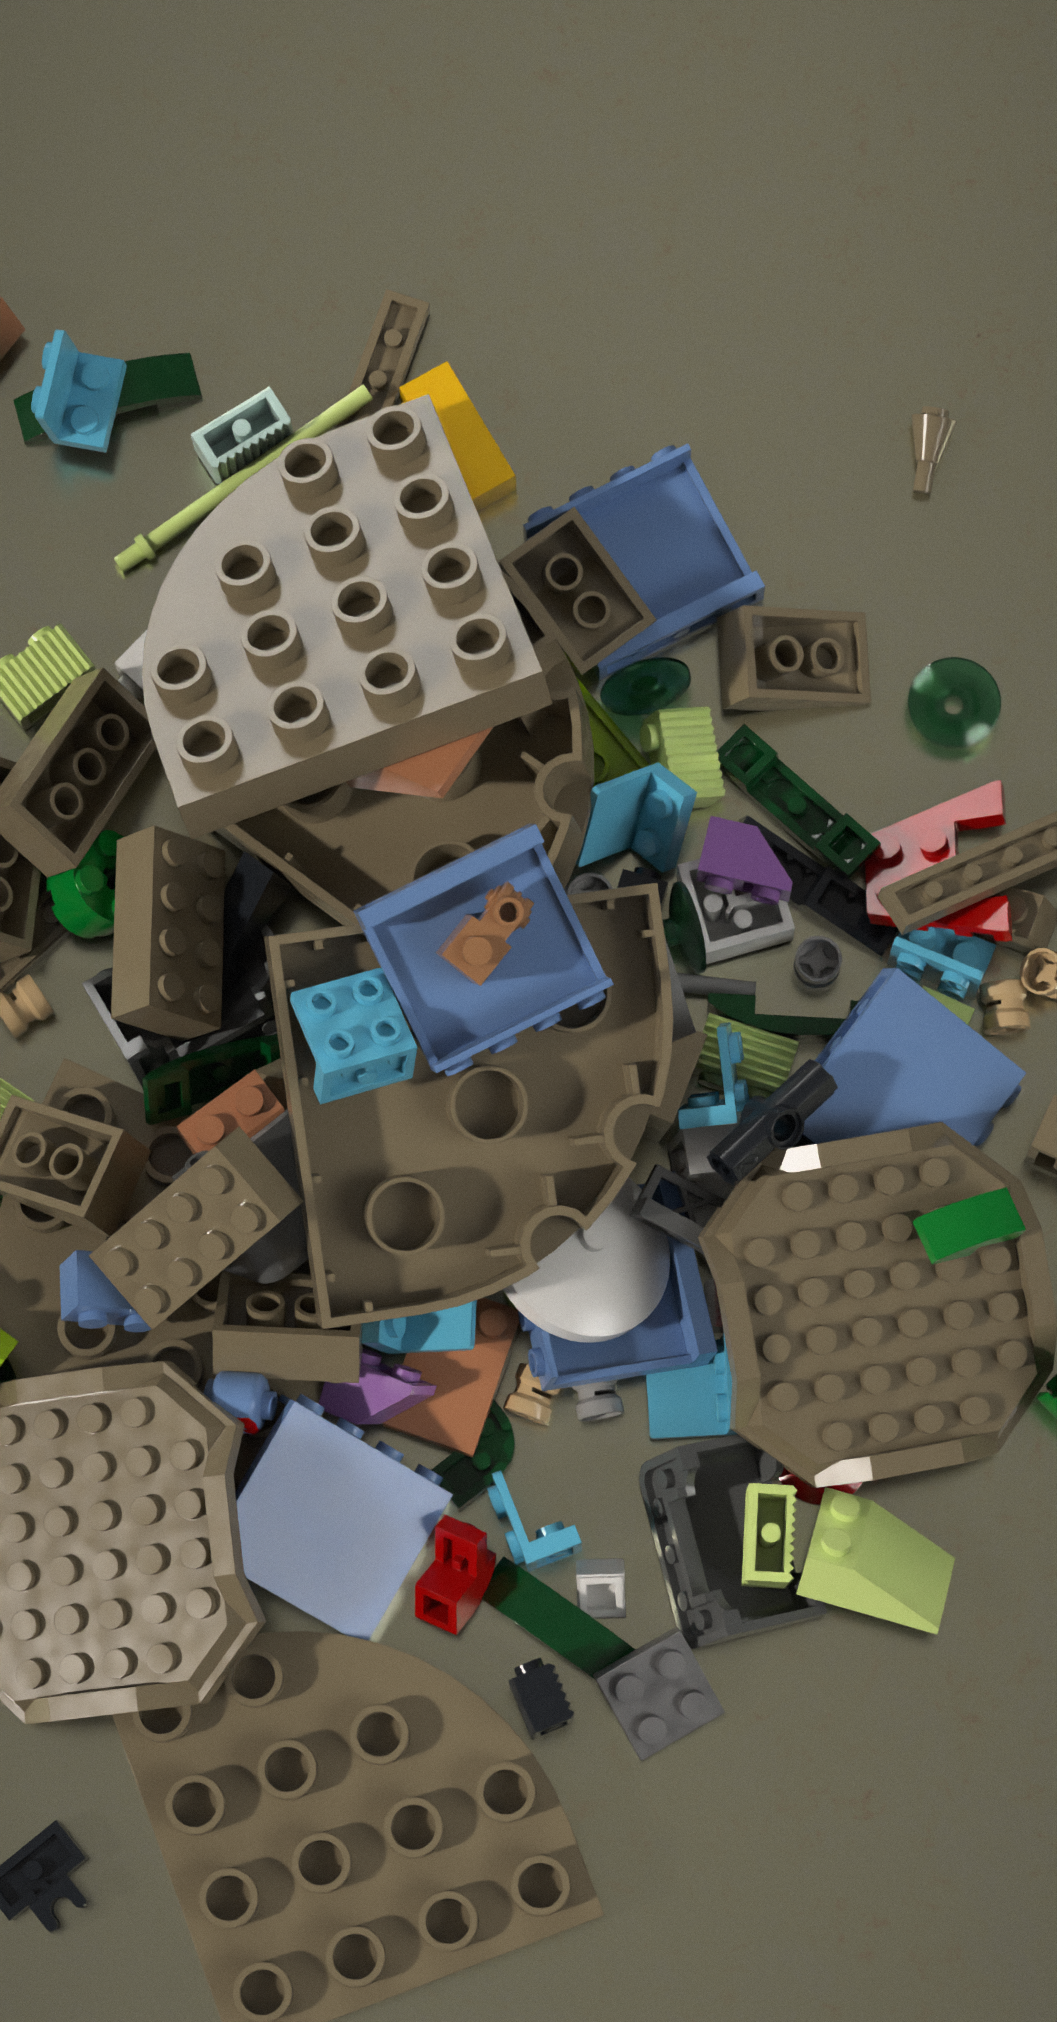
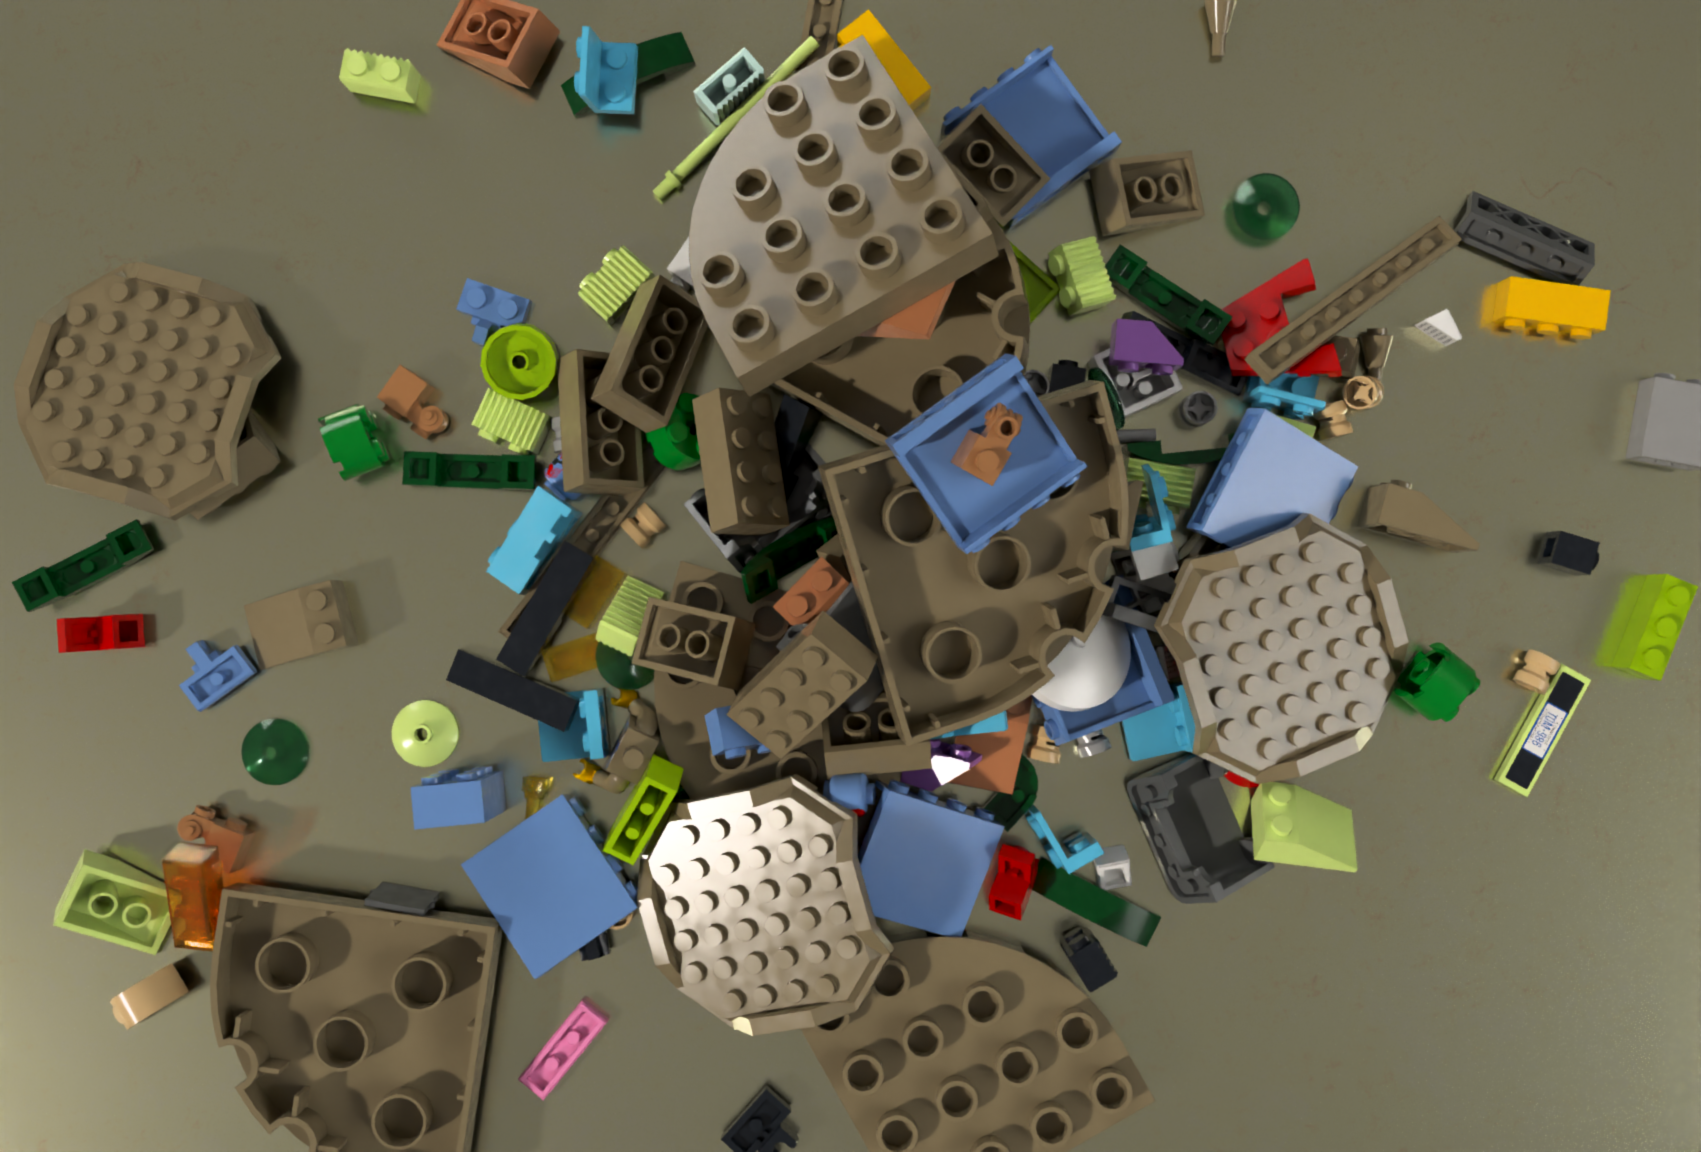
camera: 15 degrees left, 10 degrees up
(355, 1035) = (900, 532): medium azure bracket -> none
(639, 812) = (1063, 322): medium azure bracket -> none
(645, 686) = (1047, 228): clear green dish -> none
(658, 1693) = (1165, 937): flat silver plate -> none
(768, 1535) = (1227, 821): yellowish green brick -> none
(772, 1122) = (1198, 537): black piece -> none
(969, 1224) = (1346, 589): green slope -> none

